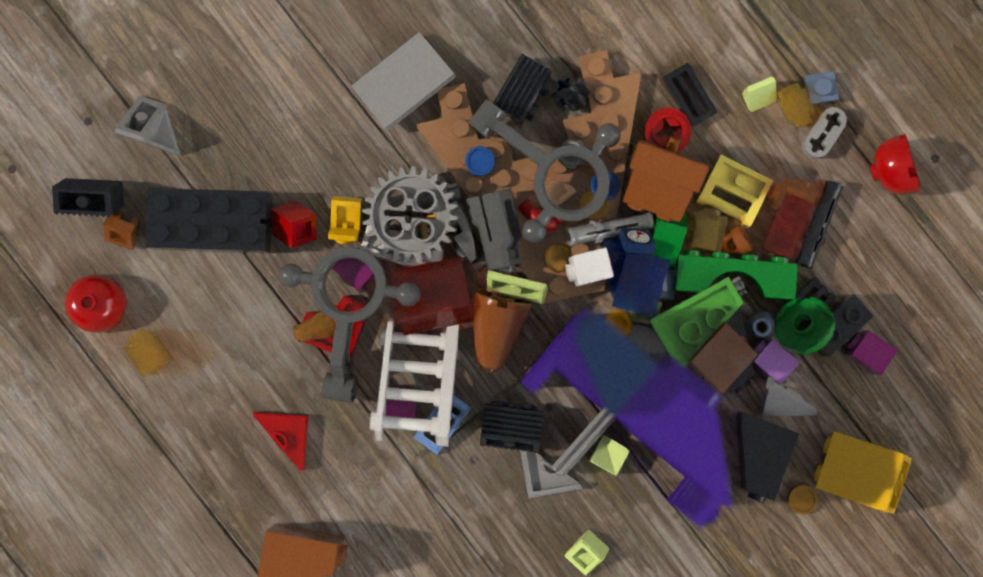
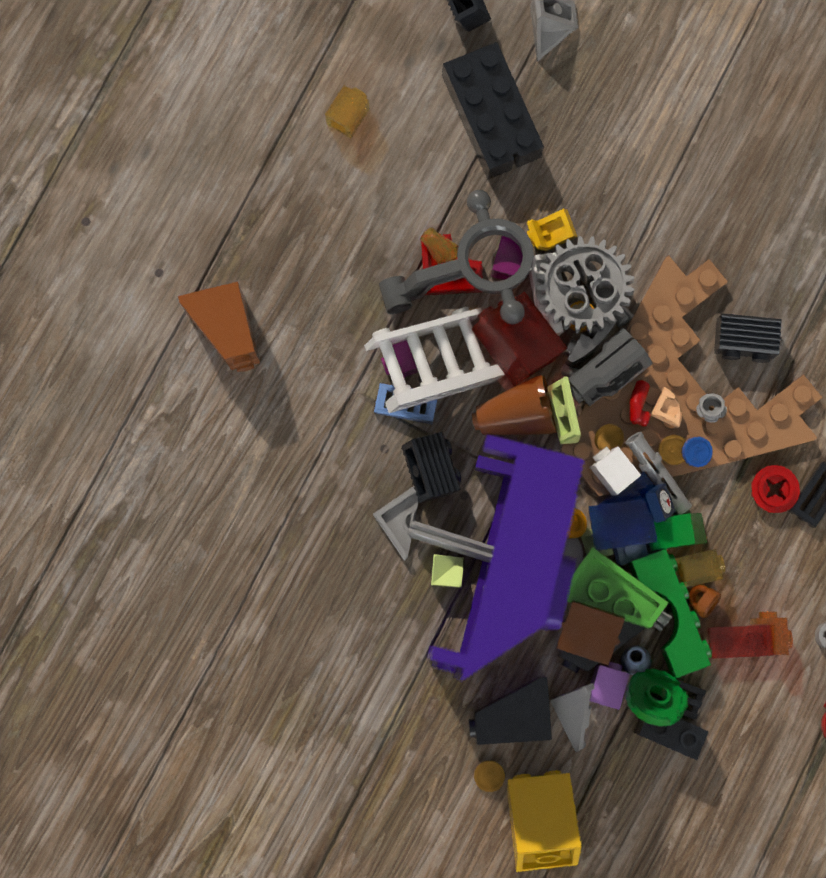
camera: 60 degrees right, 5 degrees down
(95, 303) = (370, 46): red cylinder -> none
(120, 231) = (445, 37): dark orange tile -> none
(288, 432) = (331, 269): red tile -> none
(293, 224) = (524, 187): red panel -> none
(403, 81) = (702, 226): light grey tile -> none
(480, 161) = (663, 327): blue piece -> none
(489, 120) = (705, 317): dark grey piece -> none
(570, 93) = (766, 382): black gear -> none
(587, 552) = (346, 592): yellowish green slope -> none
(611, 360) = (549, 502): dark blue slope -> none
(663, 180) = (729, 498): dark orange piece -> none
(739, 182) = (760, 577): light yellow plate -> none
(817, 229) = (751, 672): black pin -> none
(870, 352) = (660, 775): magenta brick -> none

